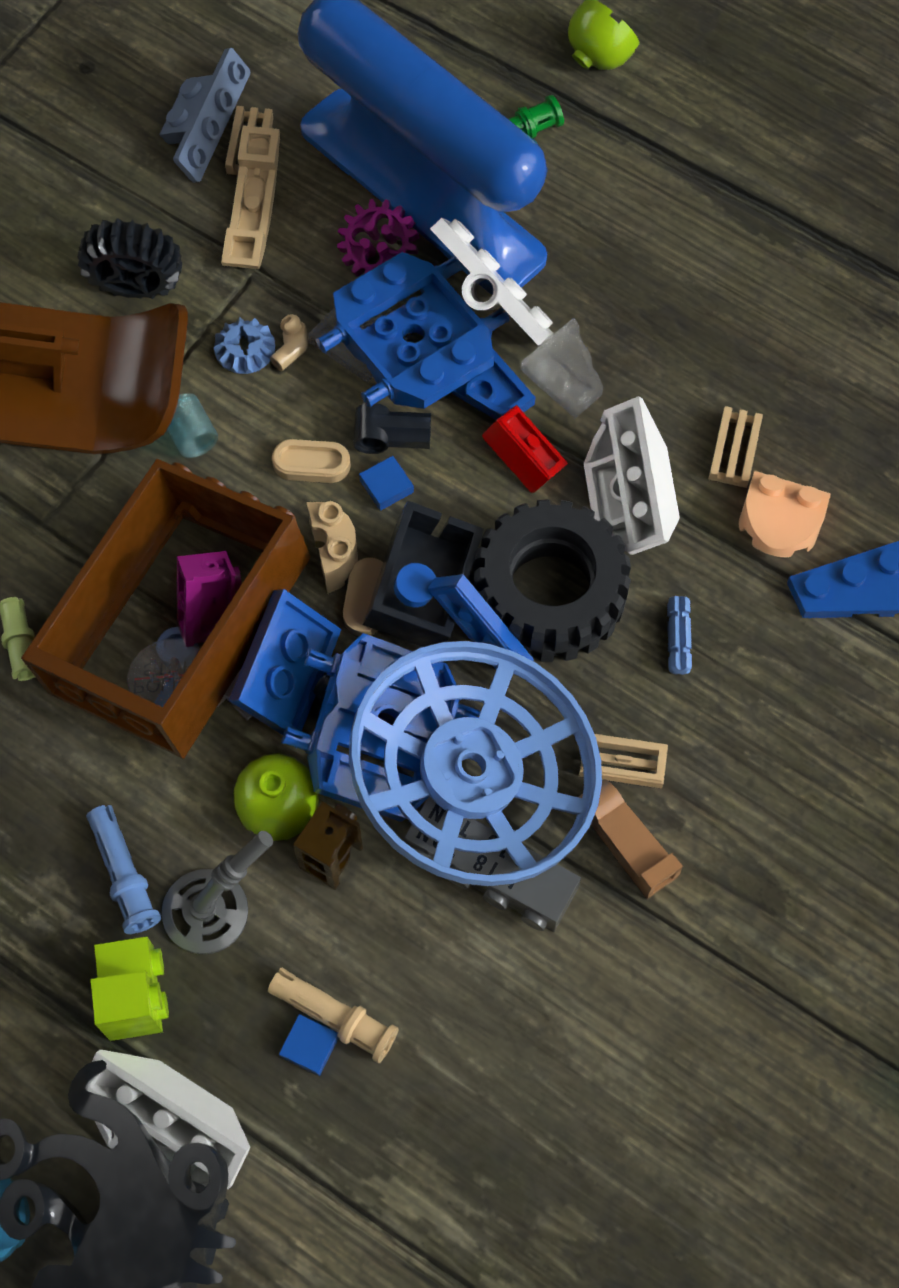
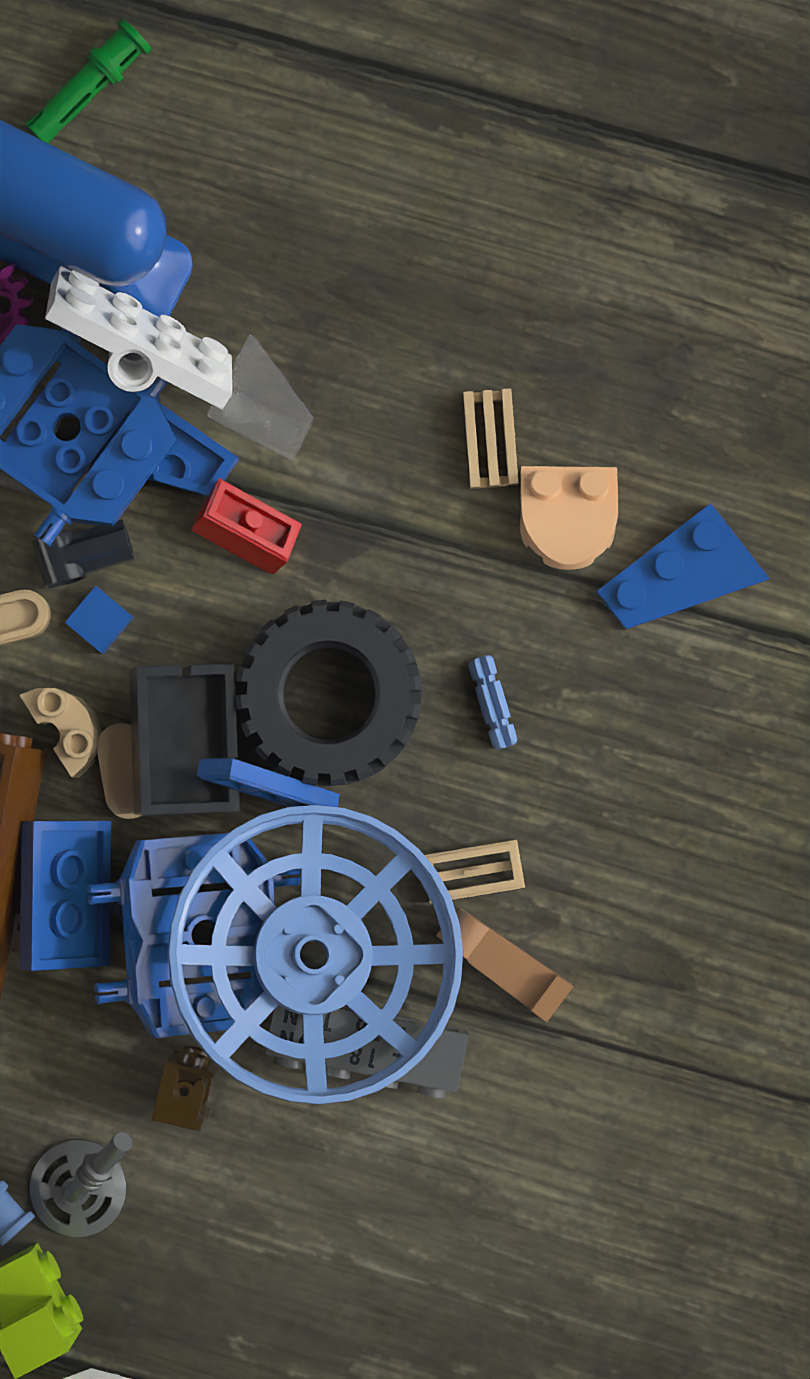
camera: 15 degrees left, 20 degrees up
(275, 796) = (106, 1044): lime cylinder -> none
(309, 1045) = (239, 1294): blue tile -> none
(349, 1022) = (274, 1261): tan pin -> none
(413, 583) = (178, 770): blue tile -> none
(632, 477) = (385, 536): white wedge -> none

